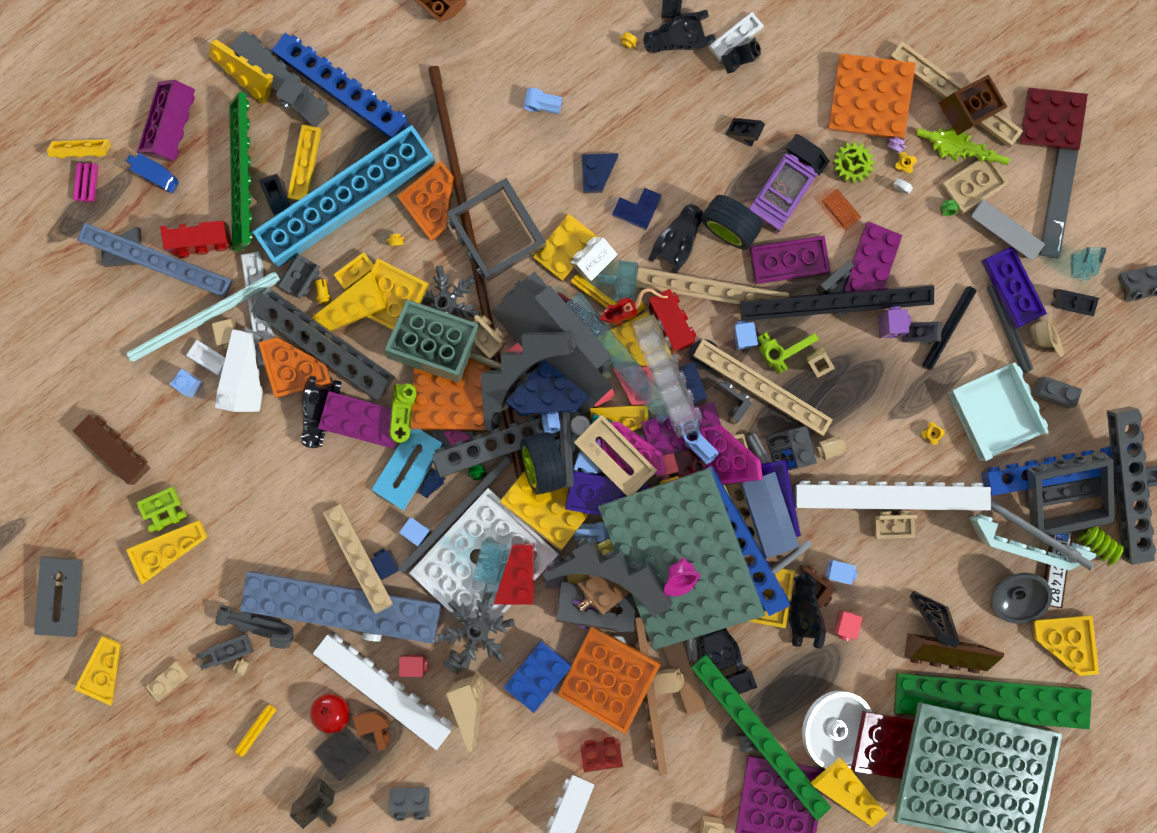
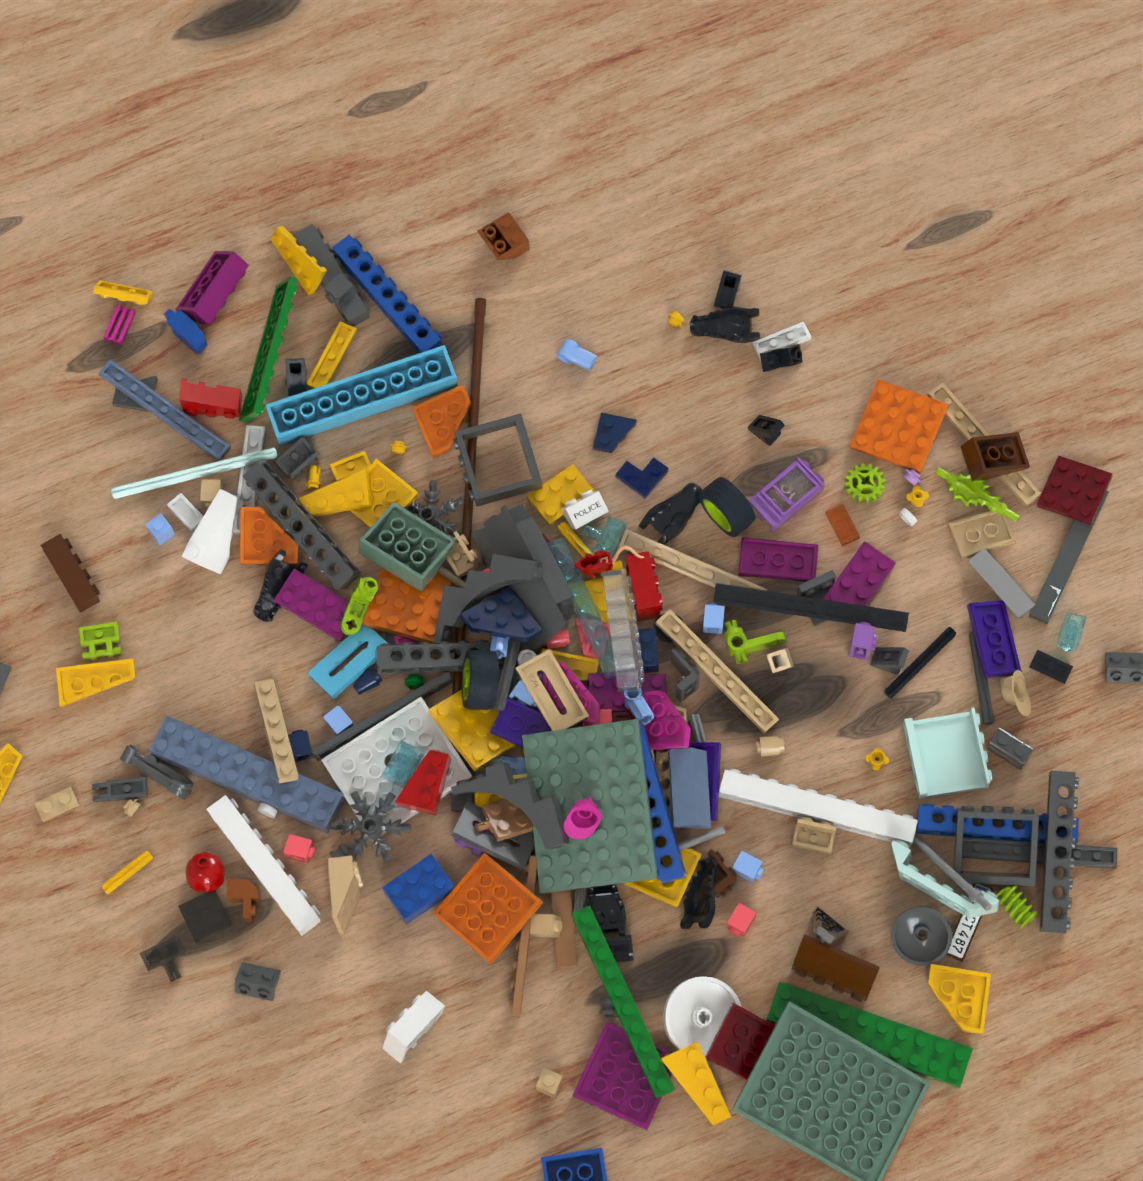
camera: 20 degrees right, 15 degrees down
(602, 760) = (459, 988): clear red brick -> none
(793, 447) = (734, 736): dark grey slope -> none
(808, 153) = (822, 463): black slope -> none
(949, 208) = (949, 549): bright green plate -> none

